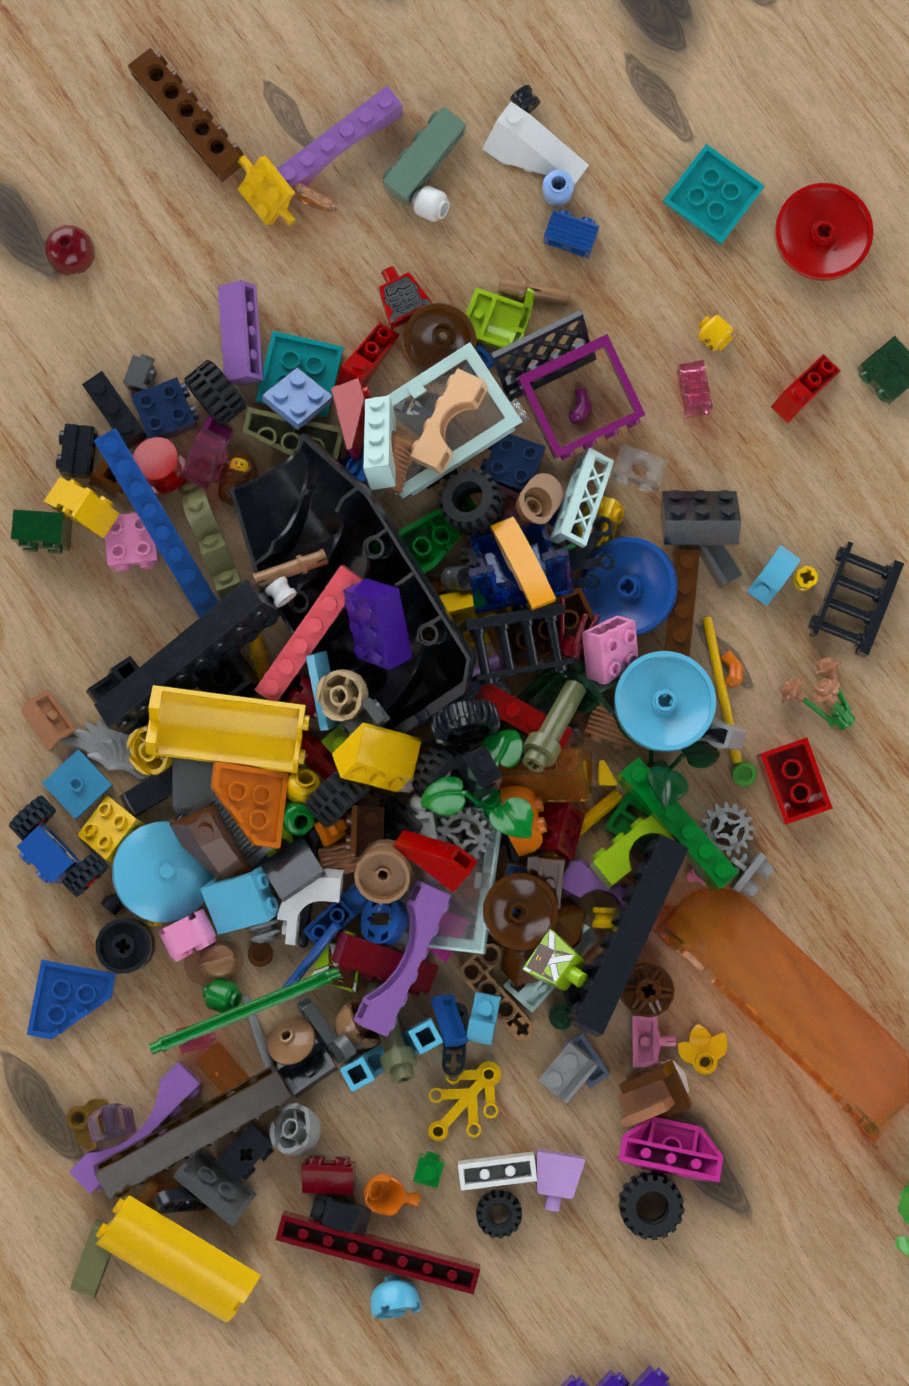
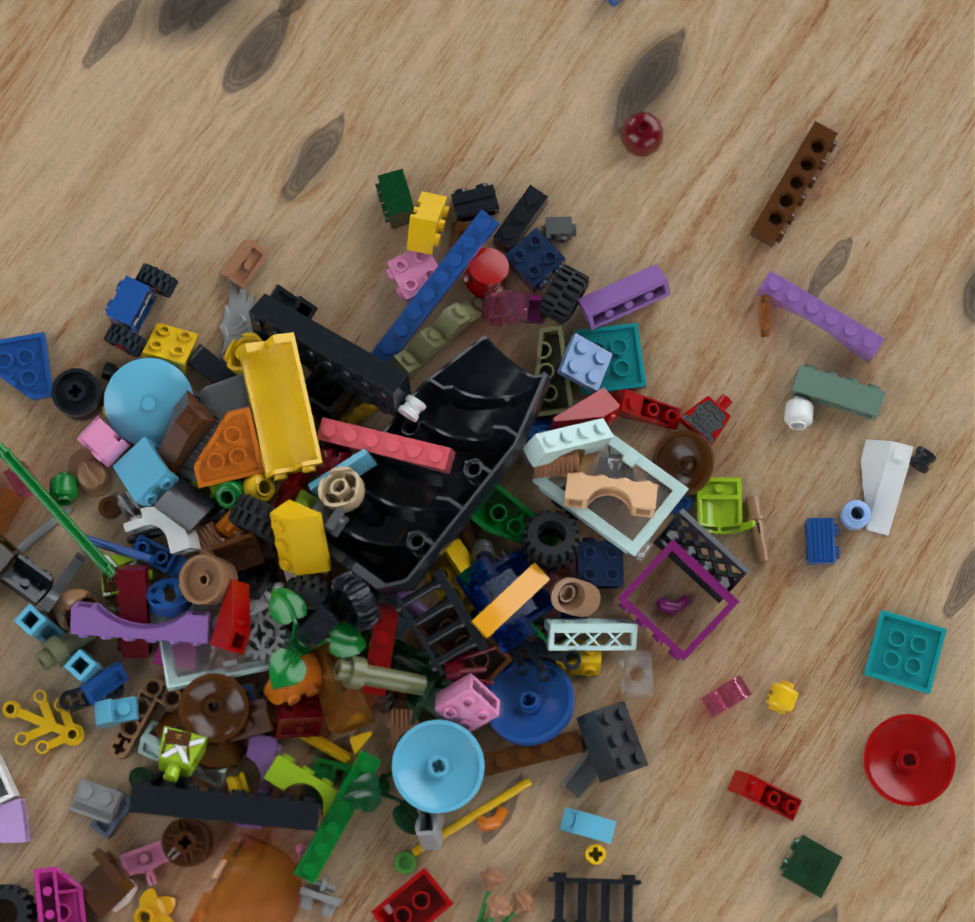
camera: 70 degrees right, 5 degrees down
(77, 784) = (199, 307): dark azure plate -> none
(236, 471) = (506, 338): reddish brown piece -> none
(266, 190) = (754, 272): yellow plate -> none
(291, 568) = (436, 410): medium nougat pin -> none
(294, 1048) = (41, 564): medium nougat dish -> none
(377, 623) = (411, 496): dark purple brick -> none
(645, 1103) = (91, 877): nougat panel -> none
(721, 818) = (343, 871): light grey gear -> none

